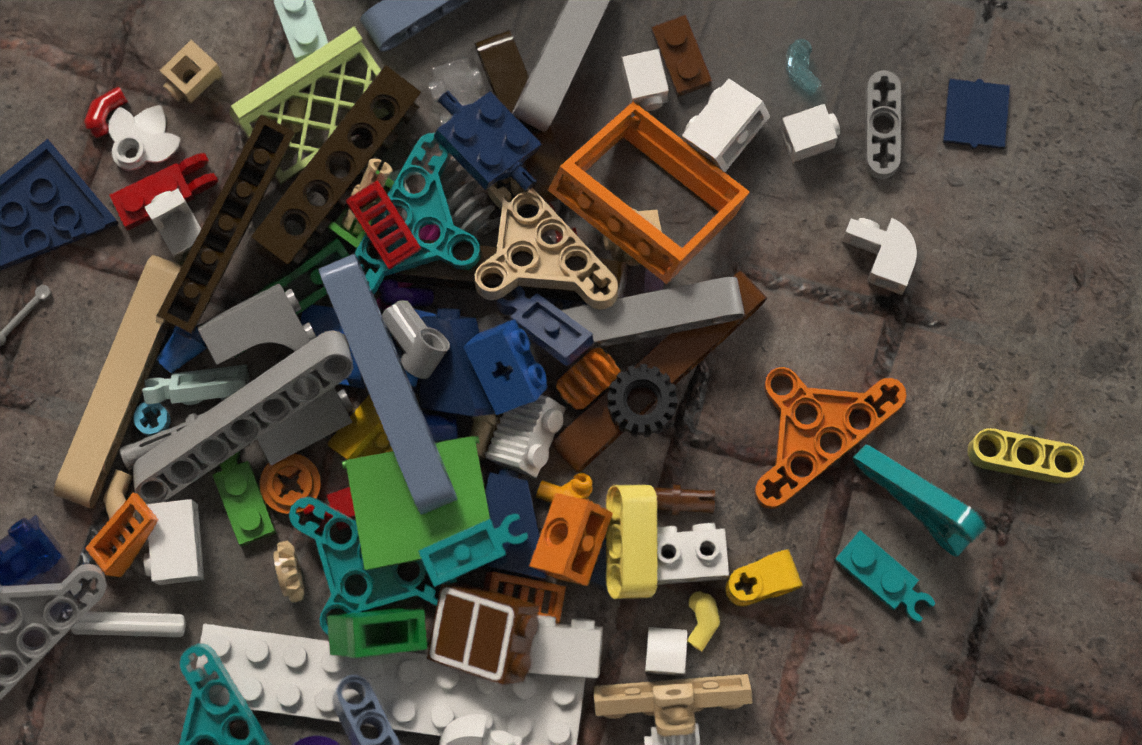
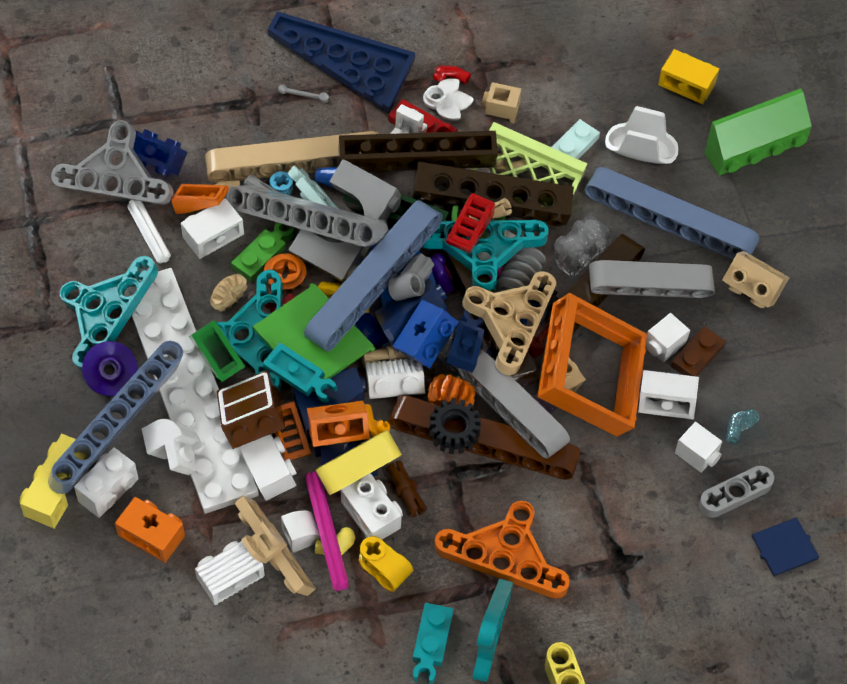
camera: 55 degrees right, 20 degrees down
(487, 140) = (562, 257): dark blue plate -> none
(689, 624) = (327, 532): none -> dark pink axle
(894, 251) = (650, 538): white brick -> none

